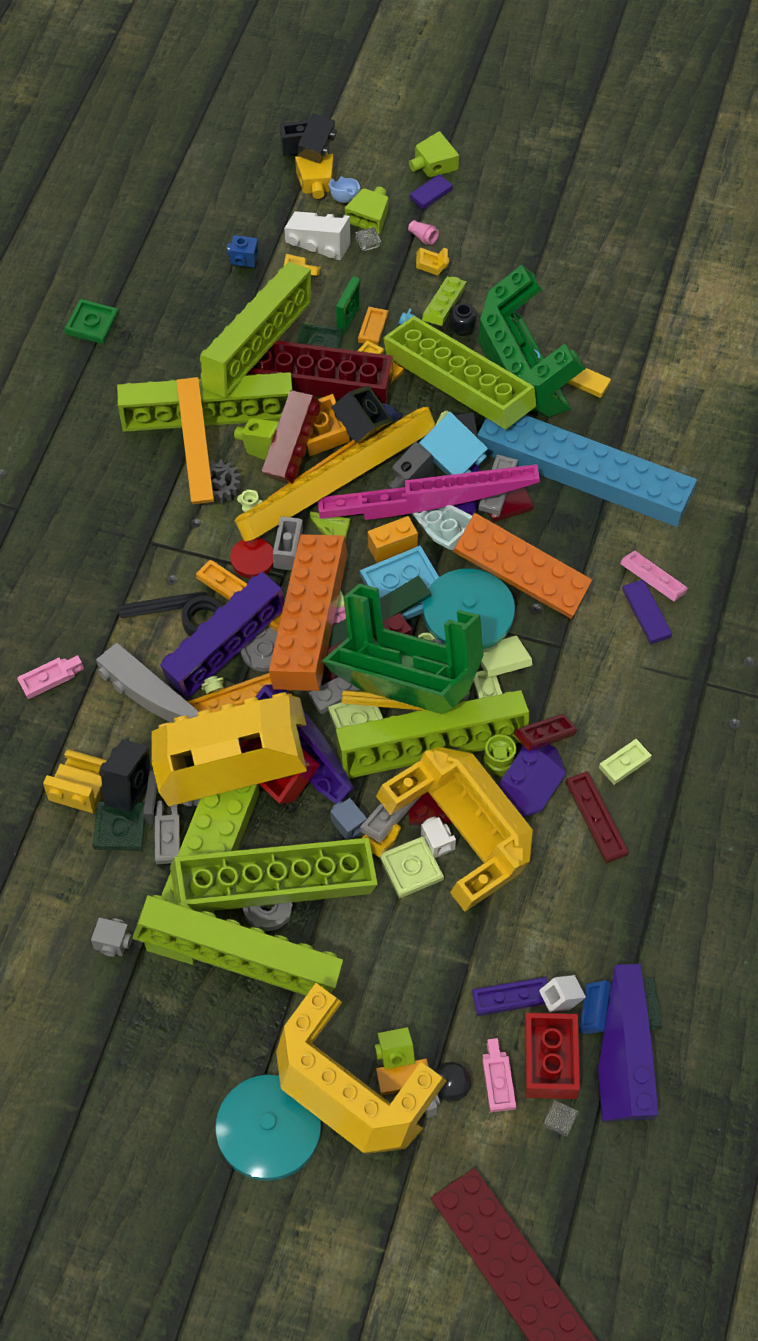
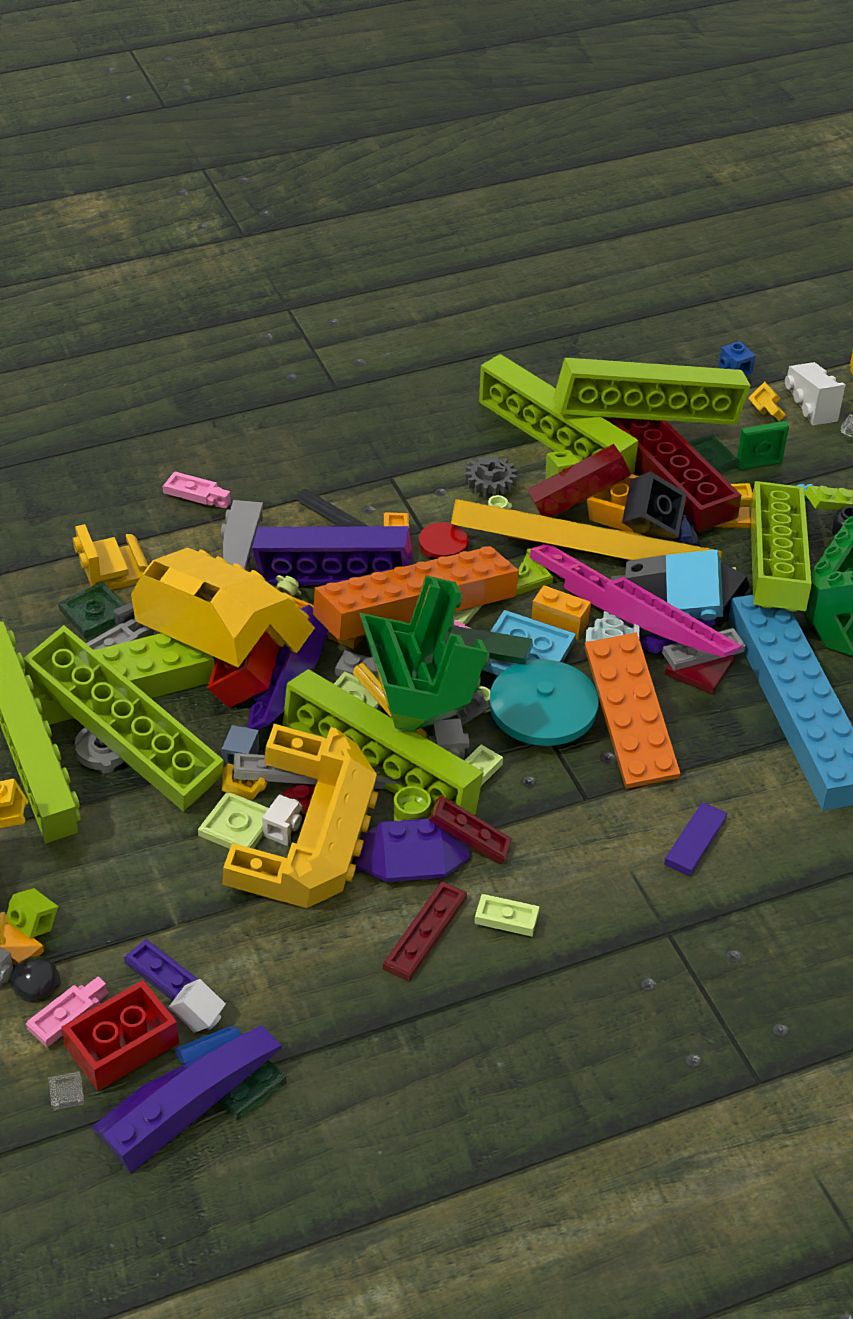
camera: 50 degrees right, 15 degrees down
(91, 321) = (560, 325): green tile -> none
(125, 775) = (125, 570): black brick -> none
(195, 440) = (502, 428): light orange tile -> none
(286, 542) = (476, 539): light grey brick -> none
(373, 325) = (776, 475): light orange tile -> none
(505, 657) = (521, 756): yellowish green tile -> none
(654, 575) = (740, 819): bright pink tile -> none

